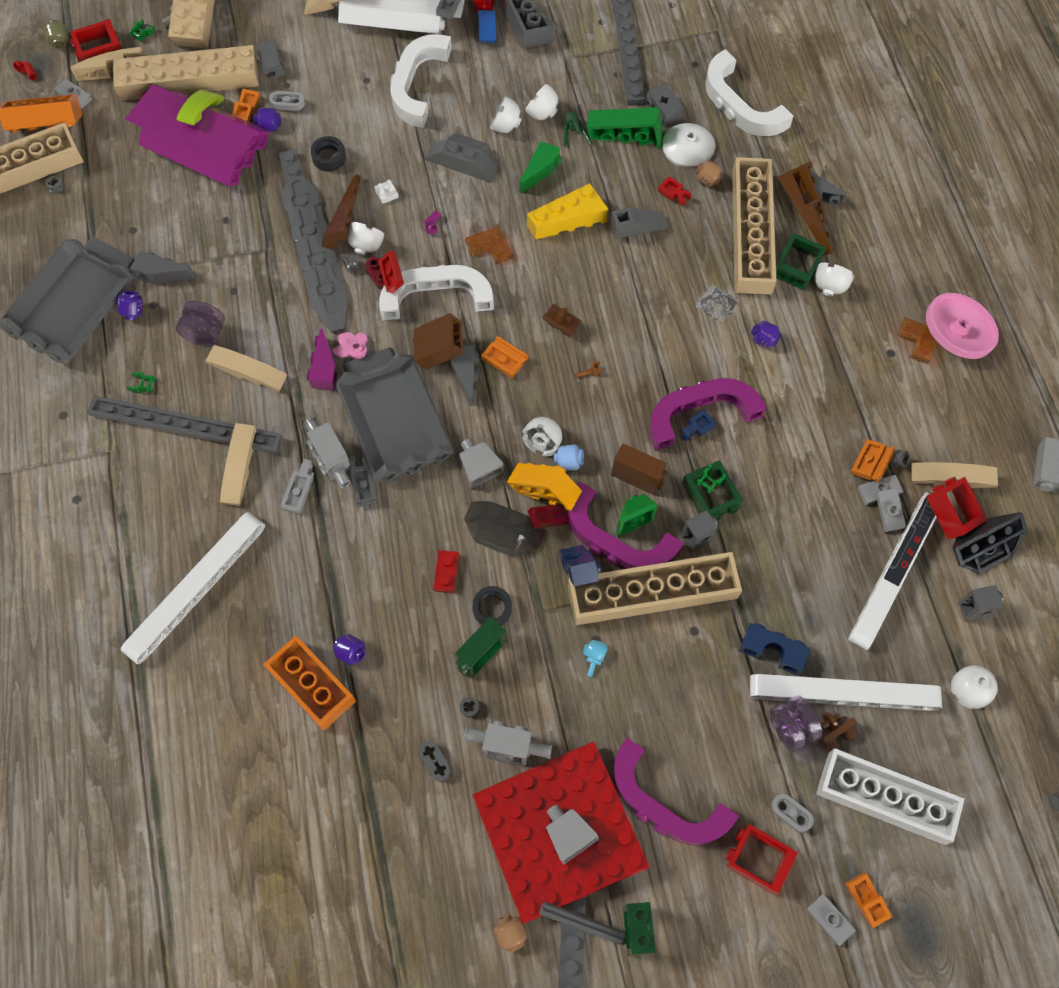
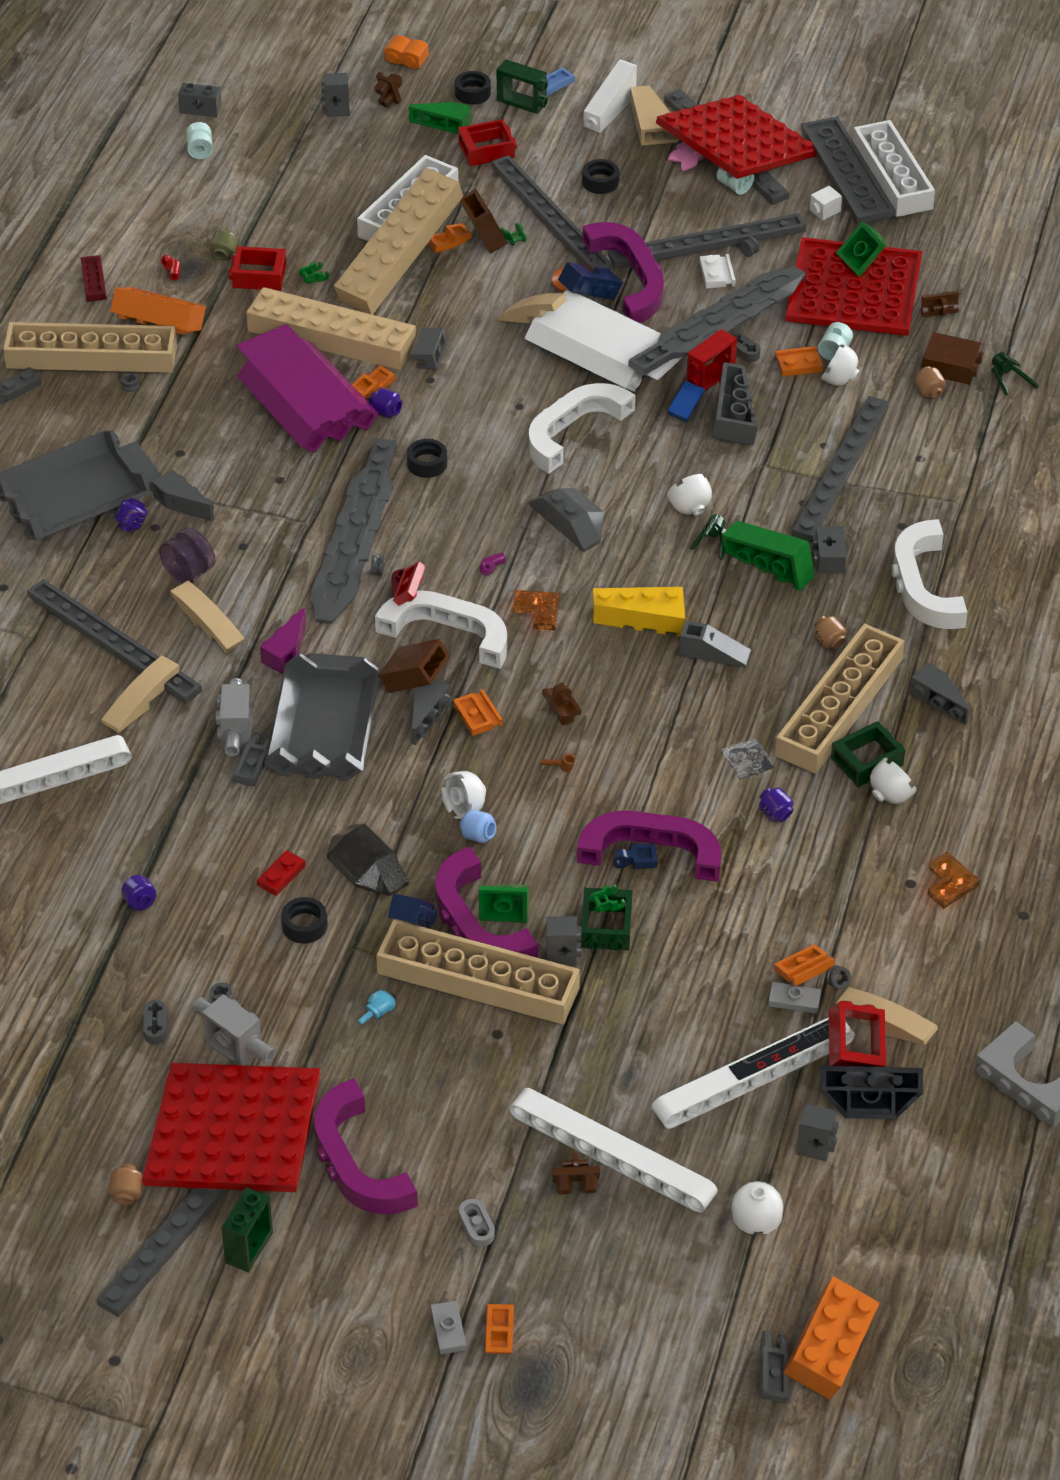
camera: 30 degrees right, 20 degrees down
(67, 87) = (203, 298): light grey plate -> none
(102, 65) = (246, 290): tan slope -> none
(137, 389) = (90, 592): green piece -> none
(192, 109) = (308, 360): lime slope -> none
(287, 100) = (419, 393): light grey plate -> none
(298, 488) = (186, 739): light grey hinge -> none
(309, 683) = (81, 900): orange brick -> none
(341, 220) = (406, 517): reddish brown wedge -> none
(351, 345) = (327, 640): bright pink plate -> none
(363, 238) = (406, 547): white cylinder -> none
(386, 191) = (464, 516): white tile -> none
(479, 463) = (380, 793): light grey torso -> none
(480, 648) = (269, 954): dark green window -> none
(506, 116) = (641, 493): white cylinder -> none
(541, 165) = (646, 554): green slope -> none
(545, 482) = (433, 832): light orange wedge -> none
(548, 516) = (416, 865): dark red tile -> none
(569, 833) = (235, 1121): light grey torso -> none
(582, 923) = (194, 1200): dark grey axle -> none
(639, 469) = (539, 862): reddish brown brick -> none
(673, 189) = (778, 632): red plate -> none
(688, 145) = (832, 597): white dish -> none
(782, 870) = (424, 1262): red window -> none
(792, 653) = (555, 1065): dark blue arch -> none
(795, 723) = (531, 1142): clear purple wheel -> none
(802, 192) = (917, 687): reddish brown wedge -> none
(890, 510) = (788, 1014): light grey plate -> none
(890, 797) = (586, 1250): white brick -> none
(962, 325) = (1005, 883): bright pink dish -> none

